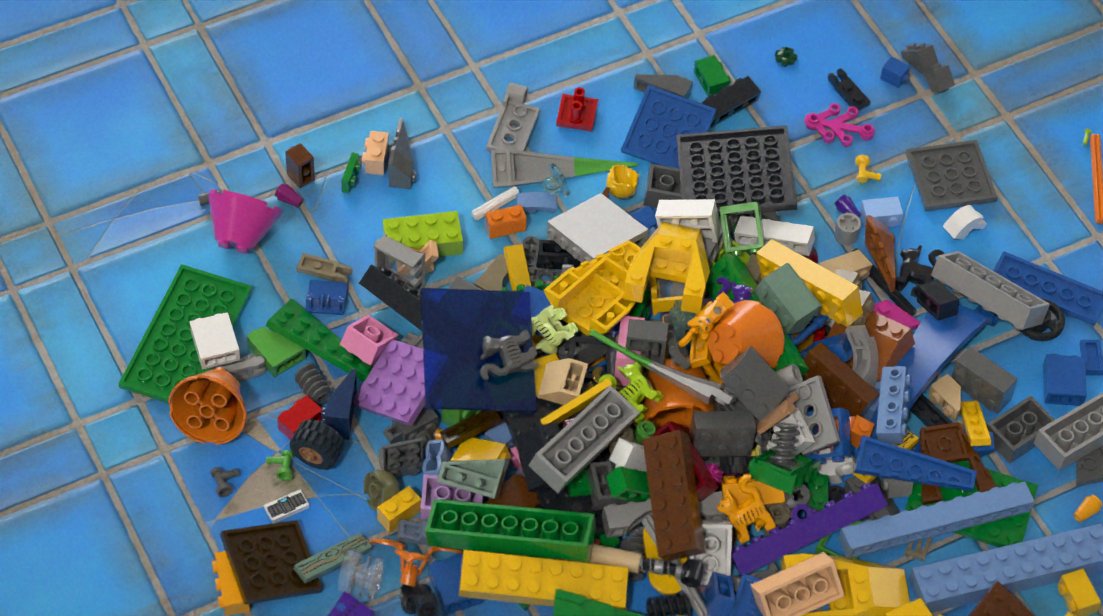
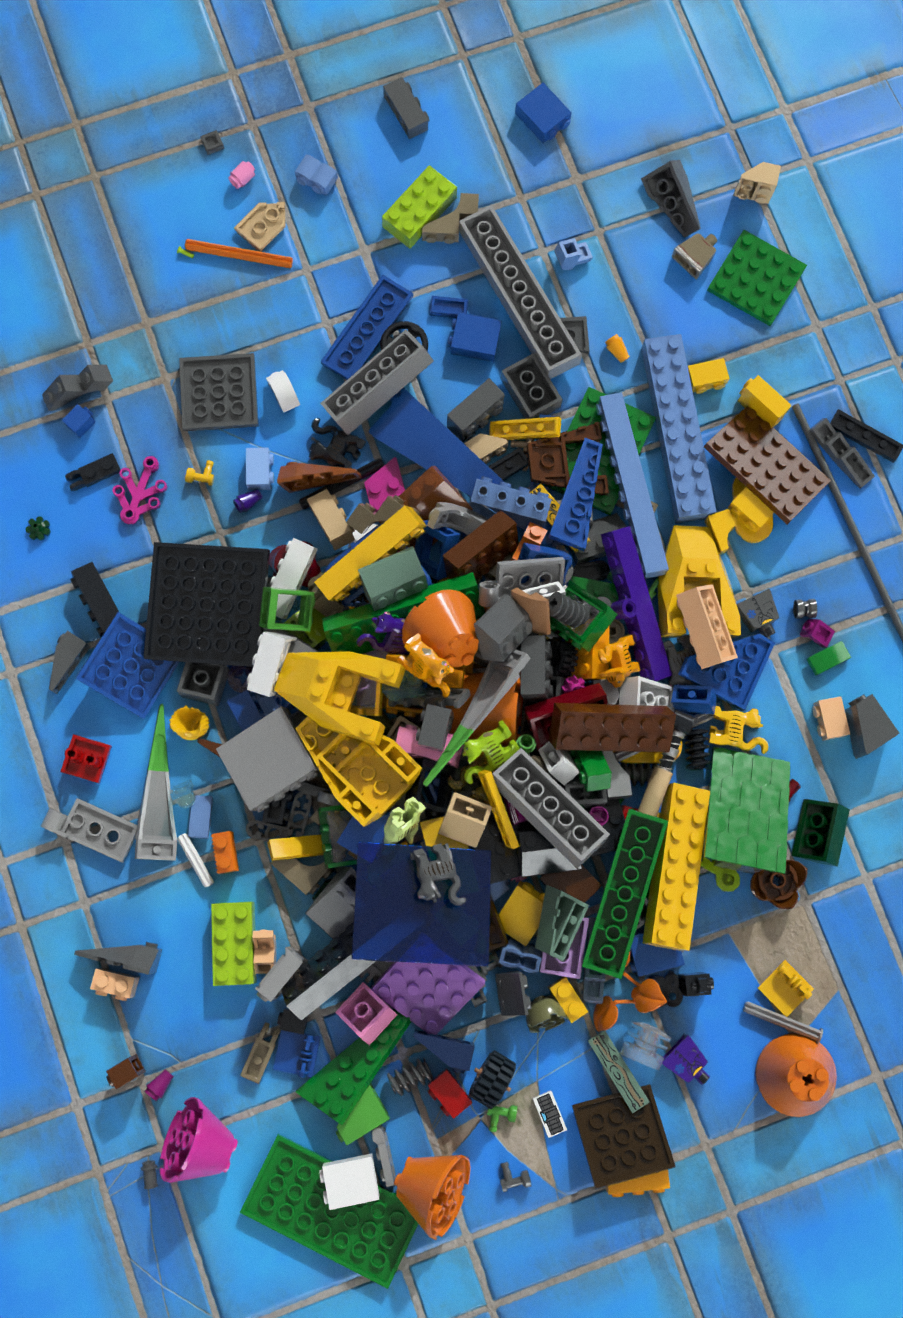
camera: 85 degrees left, 25 degrees up
(349, 177) = (129, 1010): green plate -> none
(355, 293) = (290, 1022): none -> black brick
(581, 497) = (599, 814): none -> magenta wheel
(711, 75) = (57, 609): green brick -> none
(847, 229) = (276, 505): light grey piece -> none
(937, 300) = (381, 434): black brick -> none

